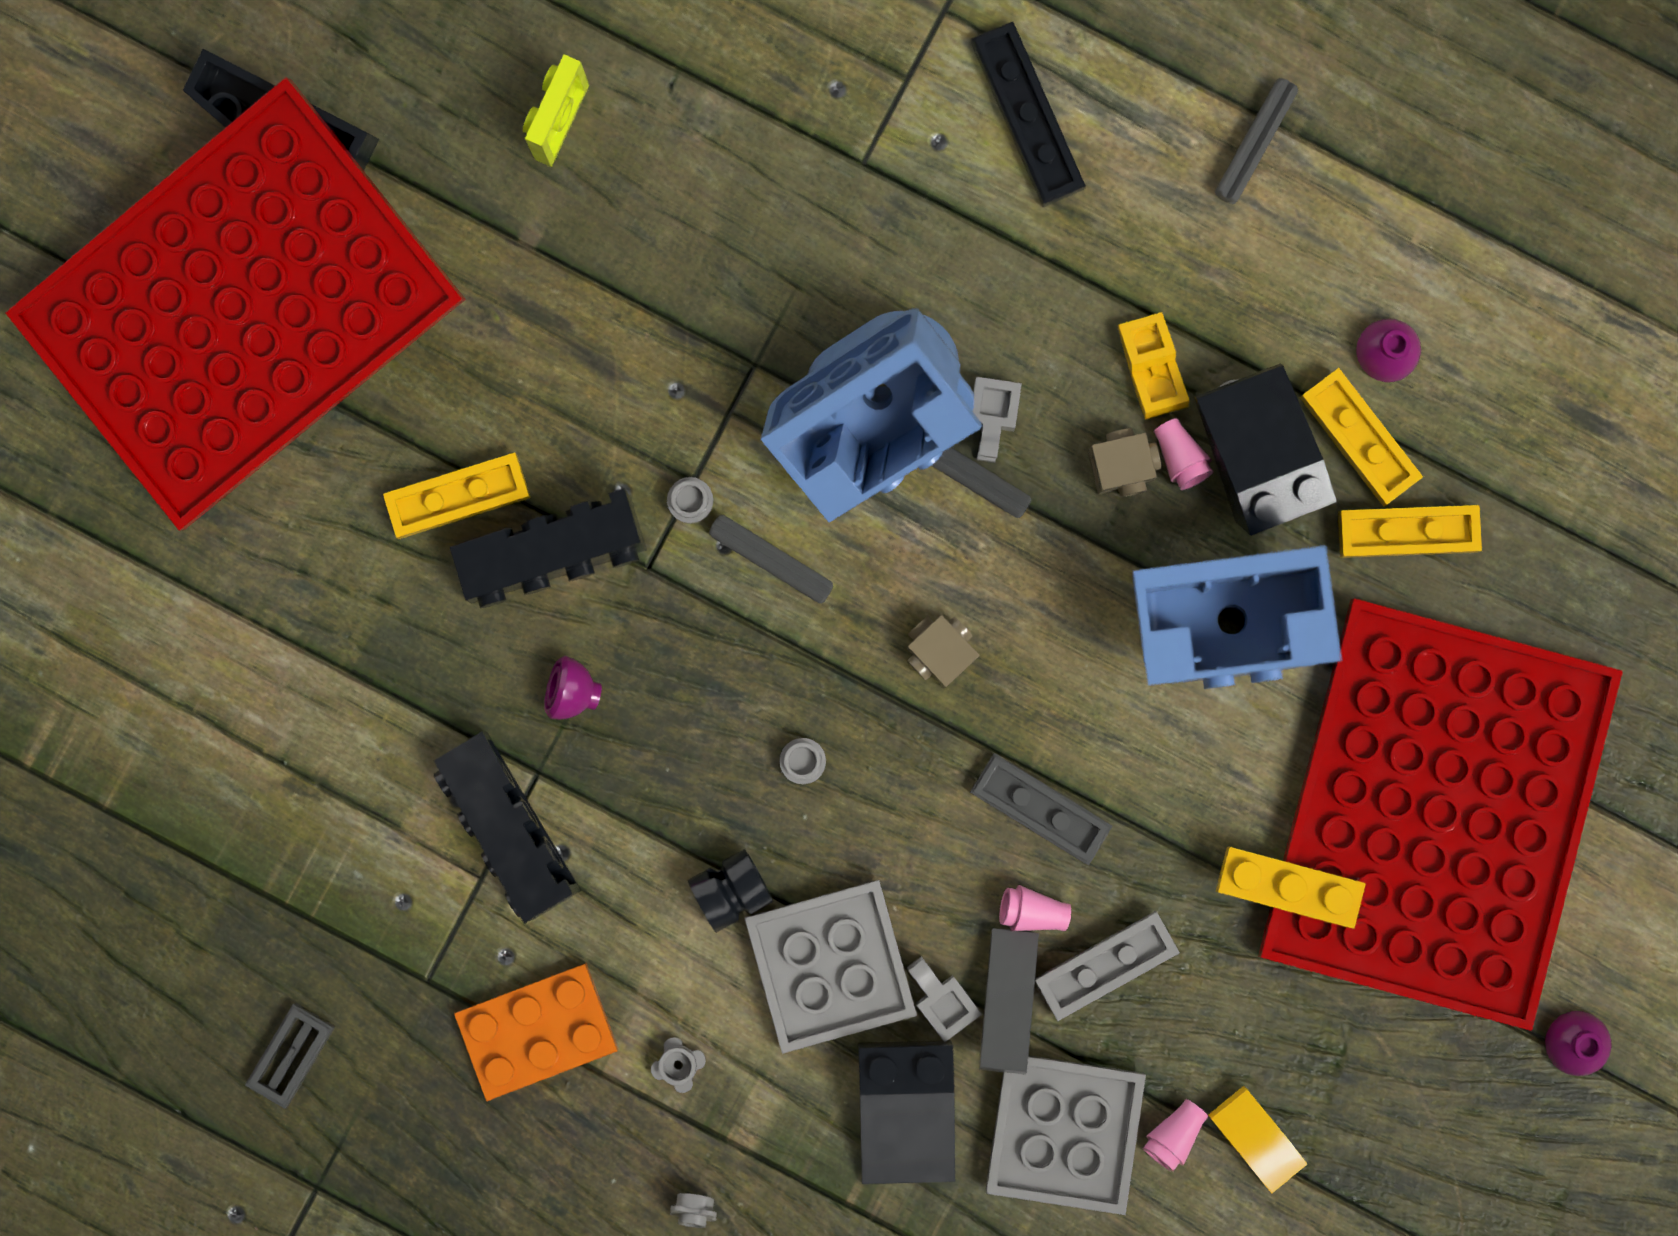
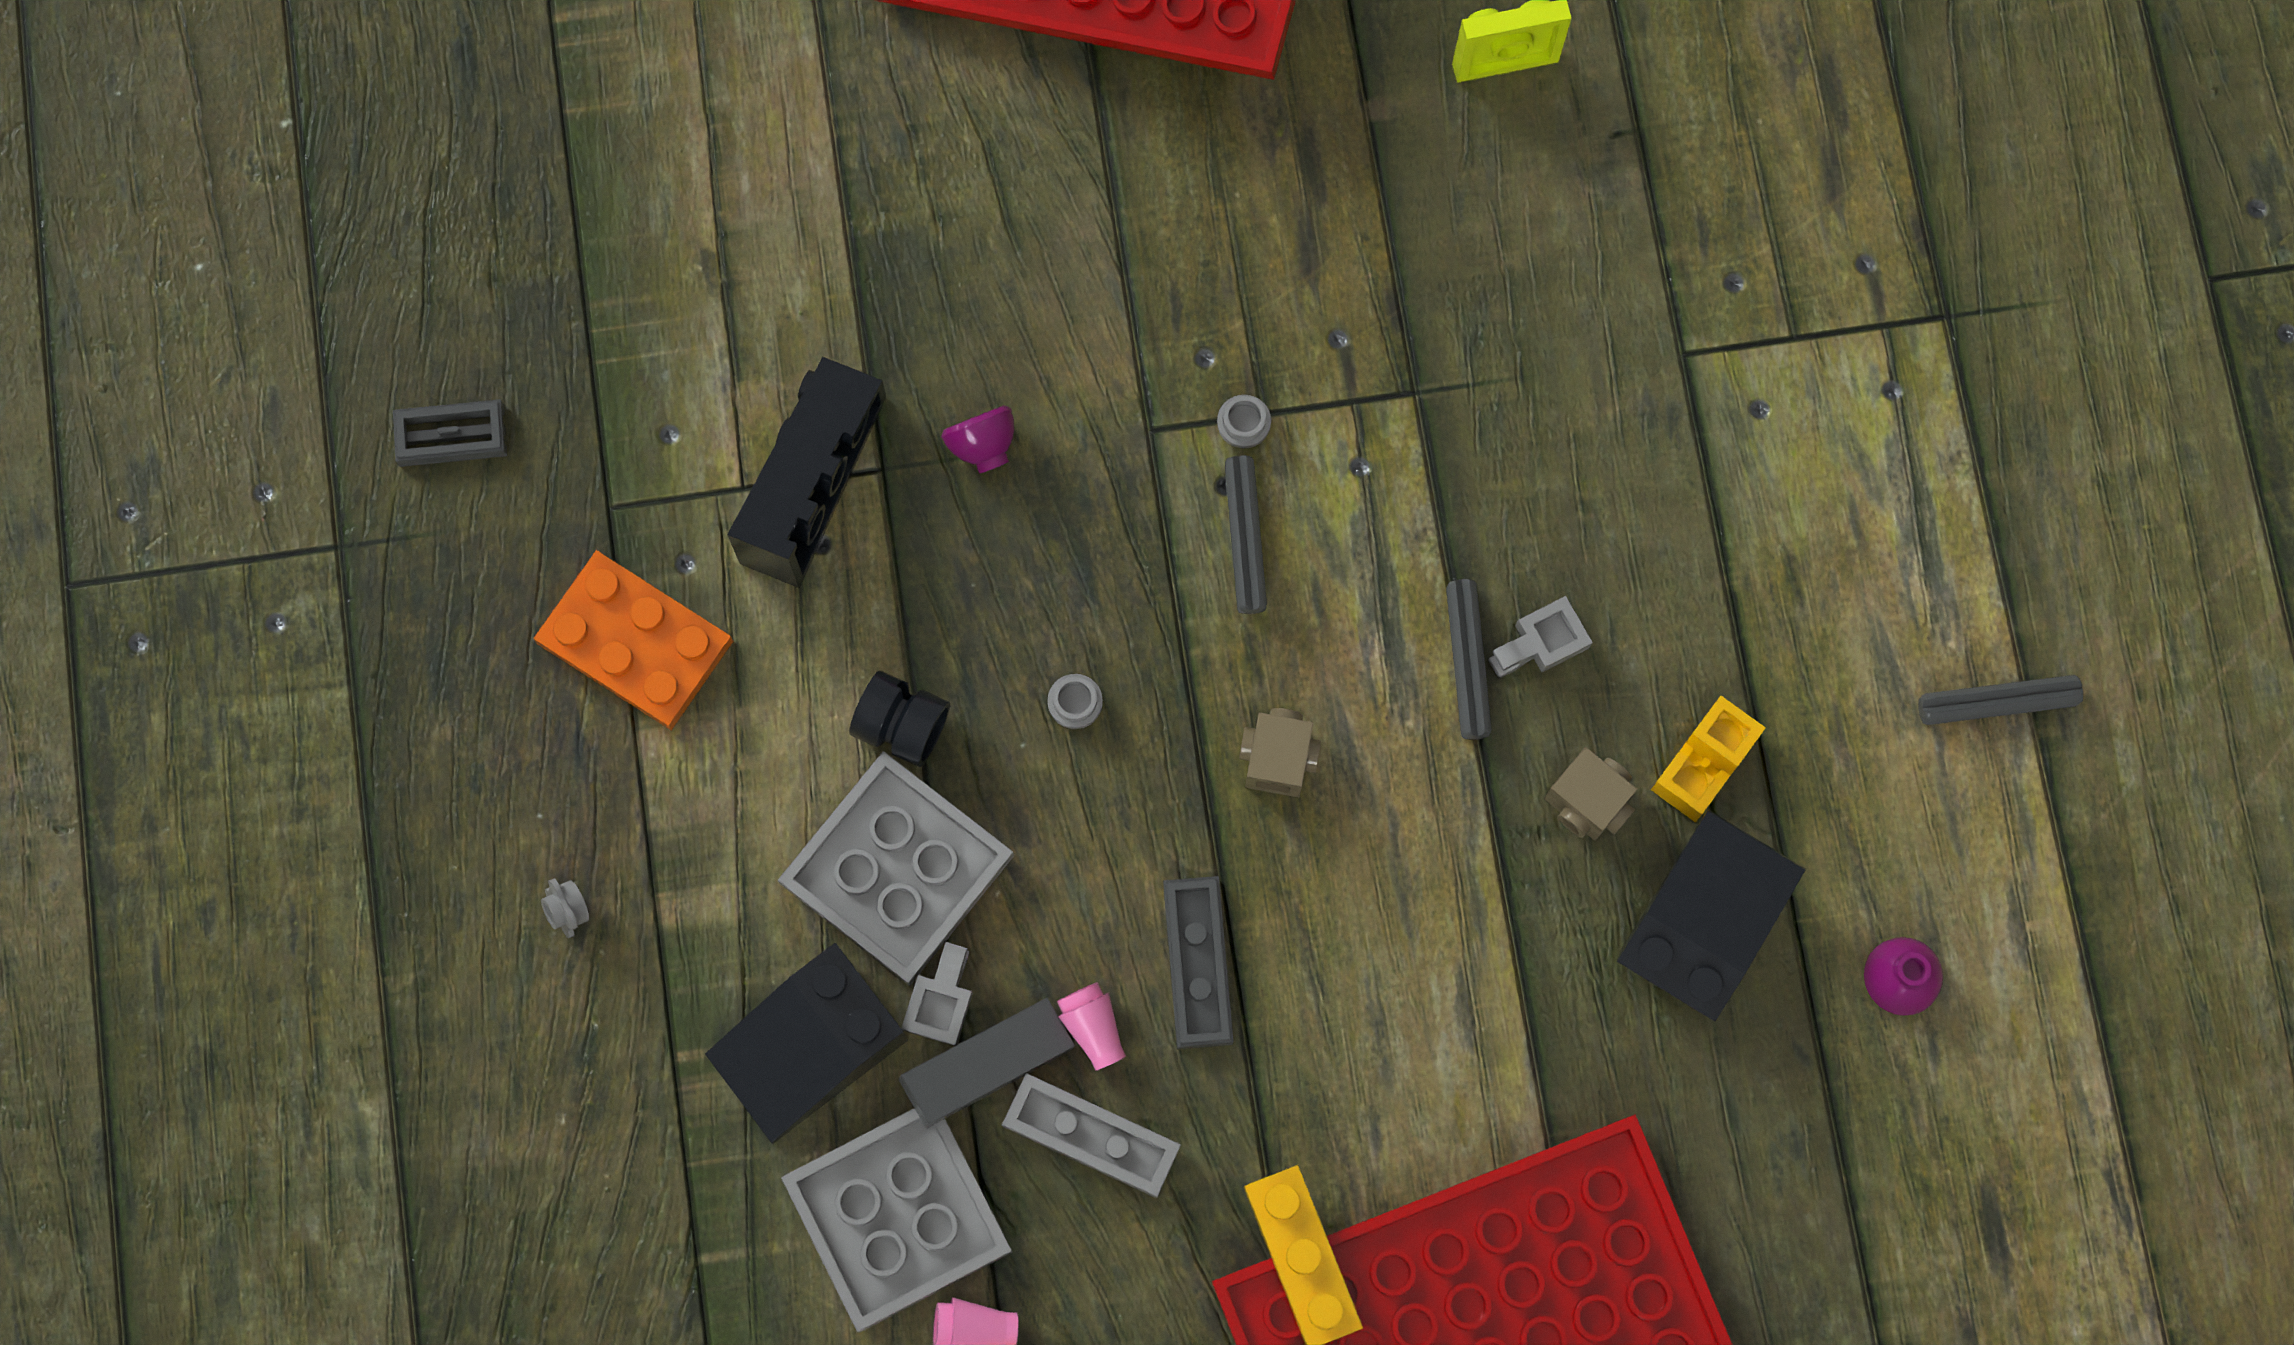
camera: 55 degrees right, 10 degrees down
(456, 495) = (1087, 210): yellow plate -> none
(549, 550) = (1102, 325): black wedge -> none
(681, 1077) = (684, 782): light grey plate -> none
(851, 437) = (1419, 511): medium blue brick -> none
(1028, 114) = (1851, 470): black tile -> none
(1182, 455) = (1643, 849): bright pink cone -> none
(1283, 610) = (1505, 944): medium blue brick -> none
(1361, 437) = (1797, 1008): yellow plate -> none
(1409, 531) = (1744, 1124): yellow plate -> none

